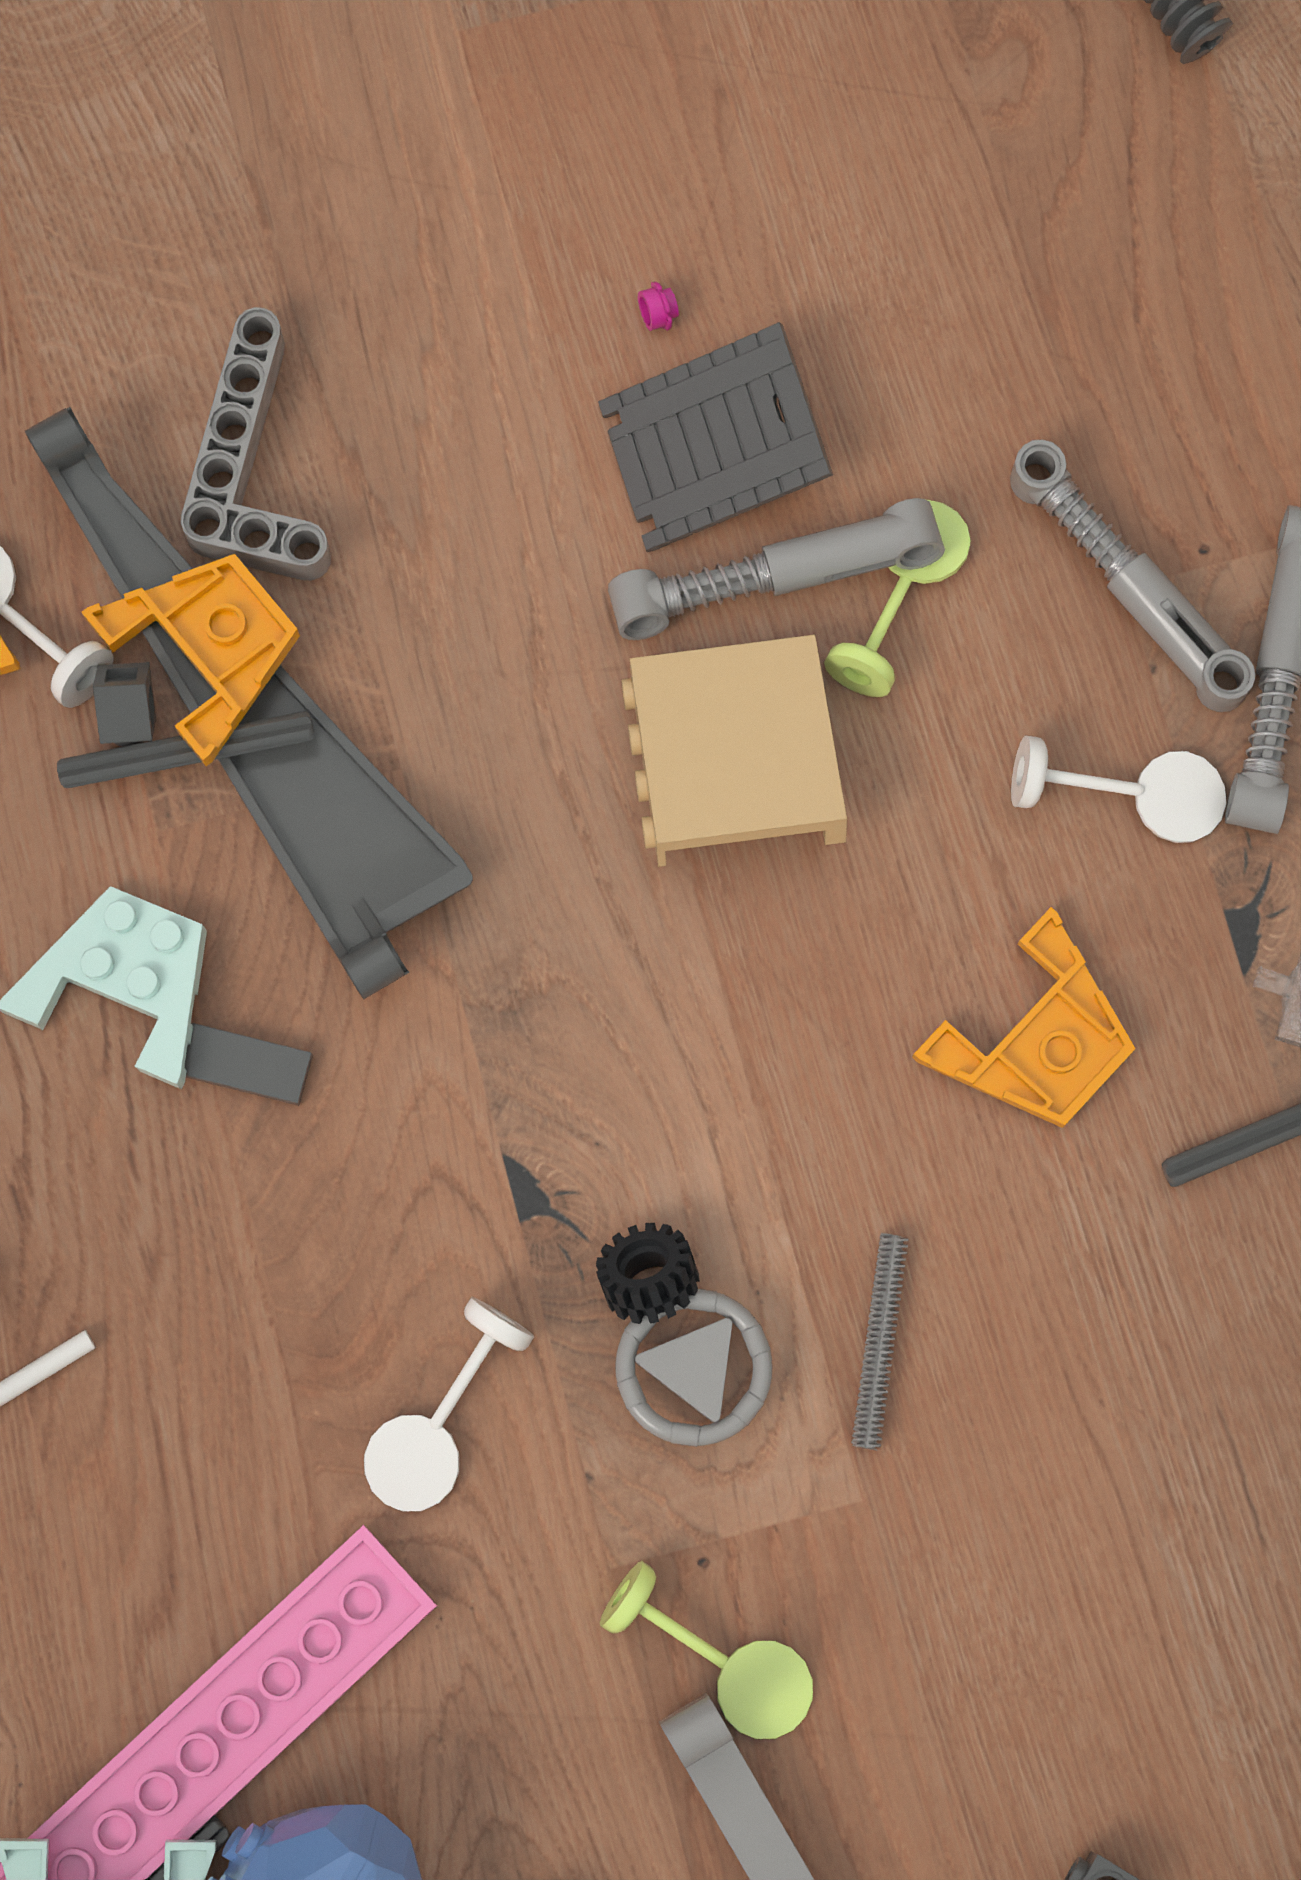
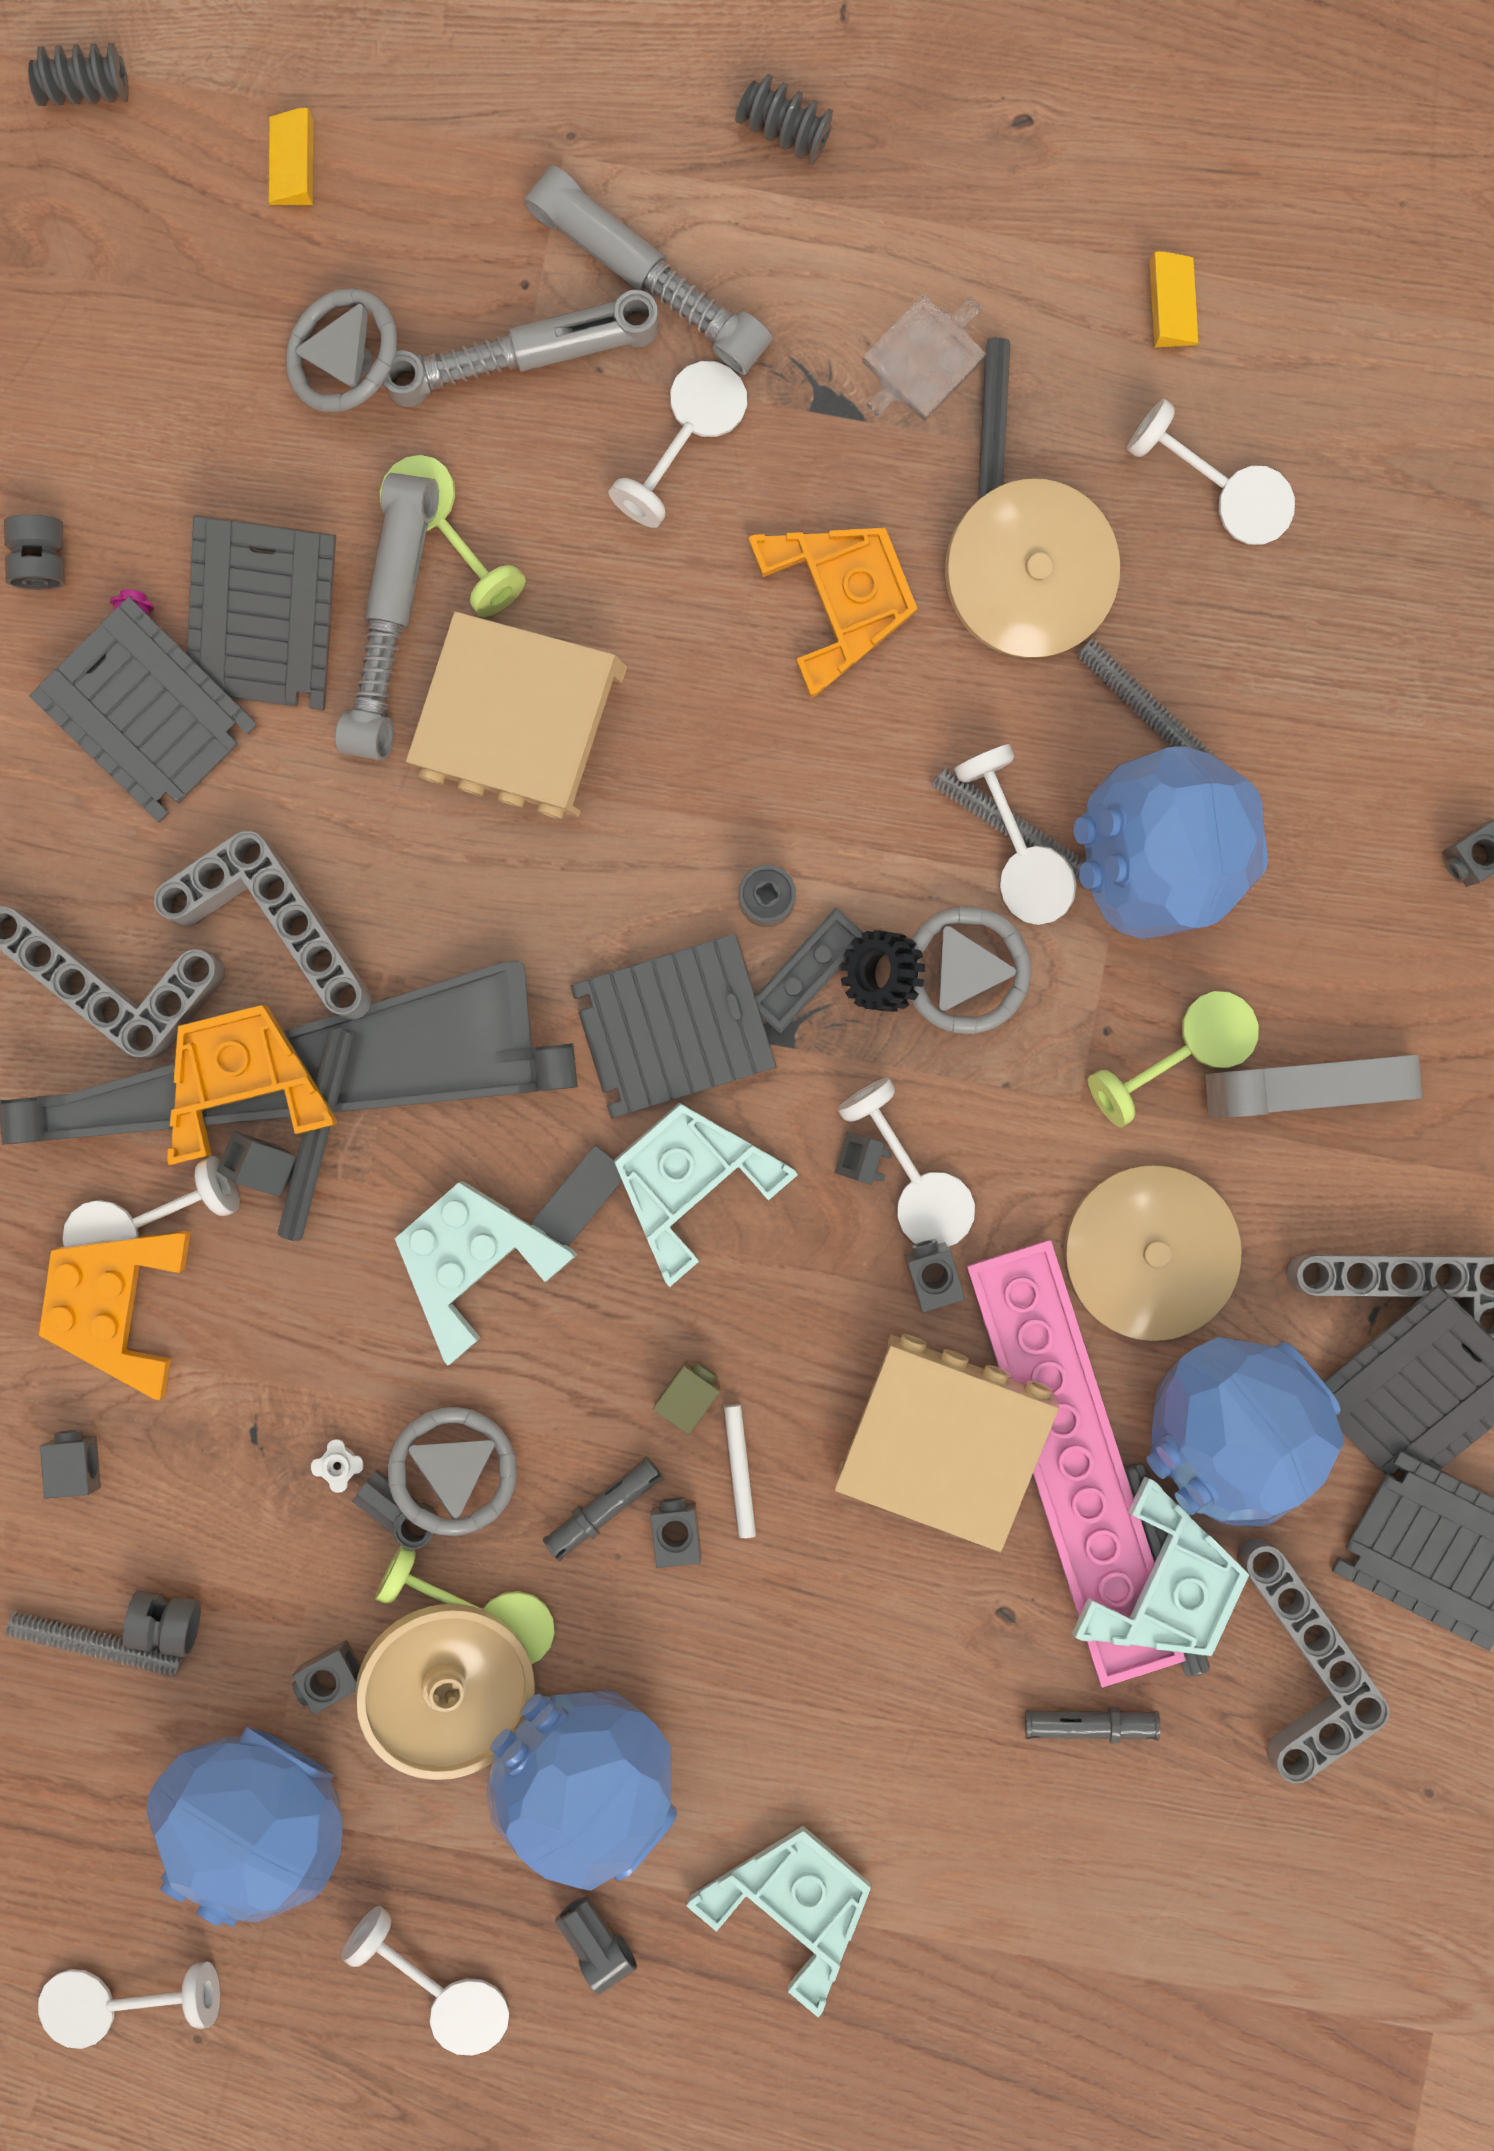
camera: 60 degrees left, 10 degrees up
(78, 1282) = (688, 1396): none -> olive brick
(155, 1592) = (947, 1442): none -> tan panel
(313, 1498) = (939, 1293): none -> dark grey brick
(329, 1154) = (680, 1165): none -> light aqua wing
(405, 603) = (280, 912): none -> light grey beam
(430, 1349) = (860, 1158): none -> dark grey tile
(476, 1733) = (1152, 1252): none -> tan dish
(482, 1078) = (674, 1025): none -> dark grey door
(555, 367) = (142, 708): none -> dark grey door
(608, 1193) = (807, 971): none -> dark grey tile
(670, 1108) = (767, 895): none -> dark grey wheel
(682, 177) = (36, 537): none -> dark grey wheel
(832, 1396) = (1037, 879): none -> white piece
(938, 1519) = (1171, 842): none -> medium blue rock
(1034, 393) = (341, 349): none -> light grey piece
(1084, 1432) = (1138, 698): none -> light grey axle
(1172, 1231) = (1032, 568): none -> tan dish
(1210, 252) = (291, 157): none -> yellow slope

